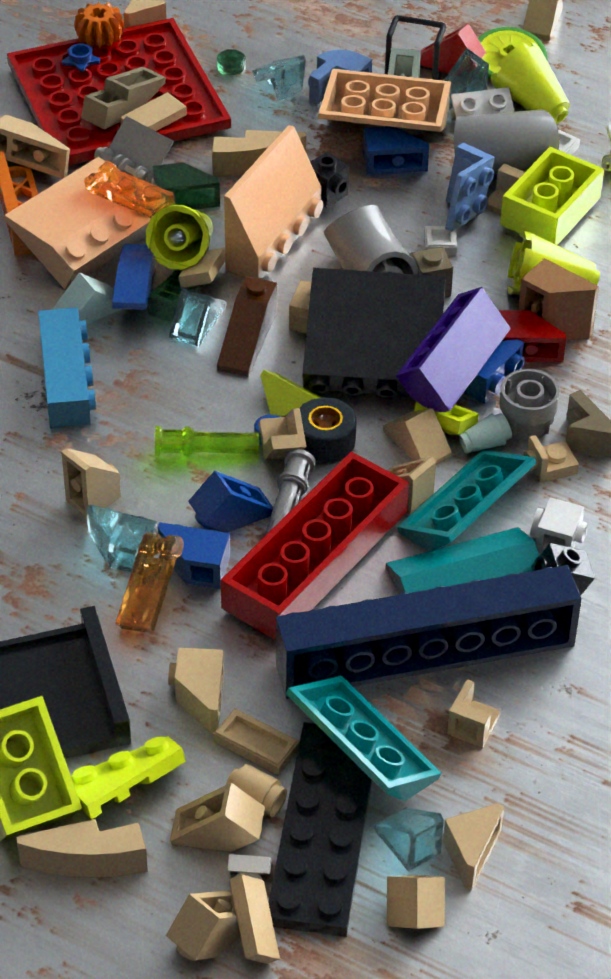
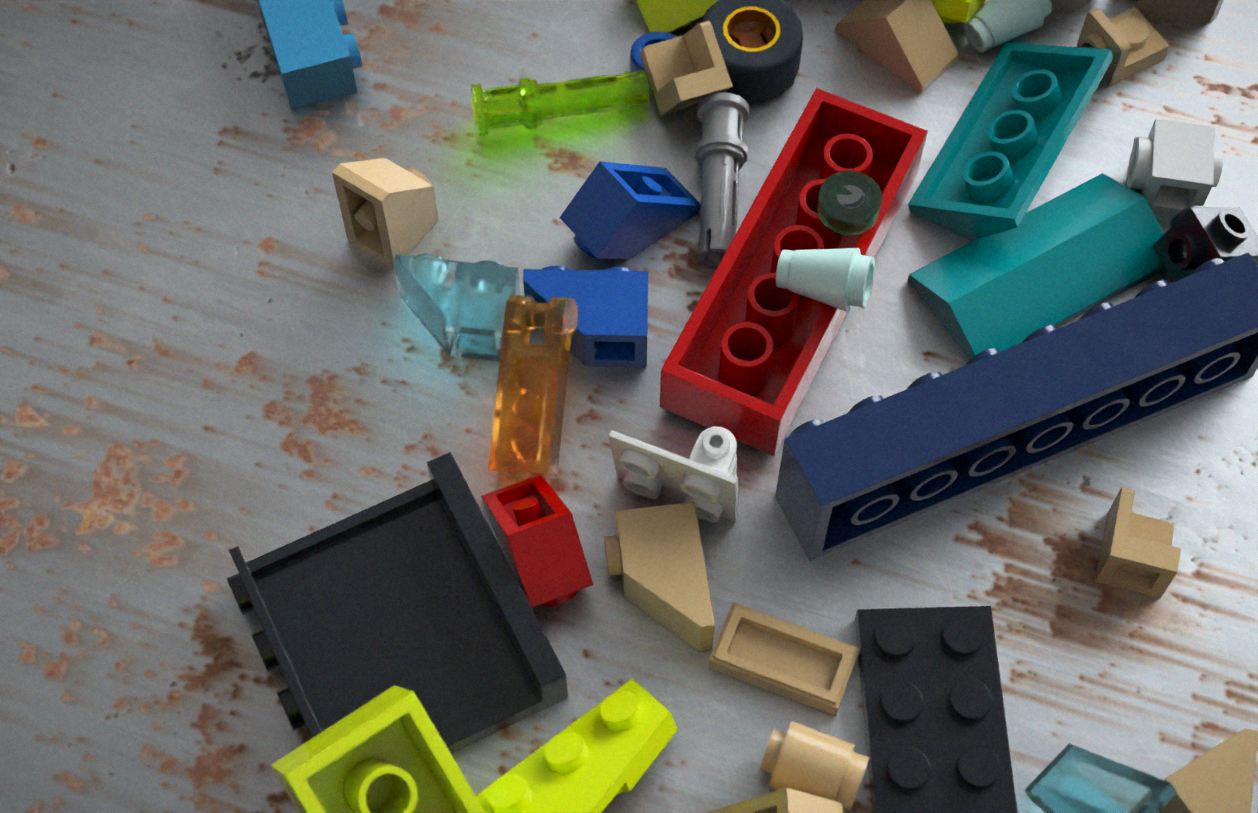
camera: 10 degrees left, 15 degrees up
(133, 662) = (538, 541): none -> red slope
(228, 634) = (704, 478): none -> white hinge
(326, 543) = (828, 275): none -> light aqua cone
(350, 510) = (849, 202): none -> clear green tile
(365, 736) = (982, 634): teal slope -> none
(421, 480) = (924, 106): tan slope -> none

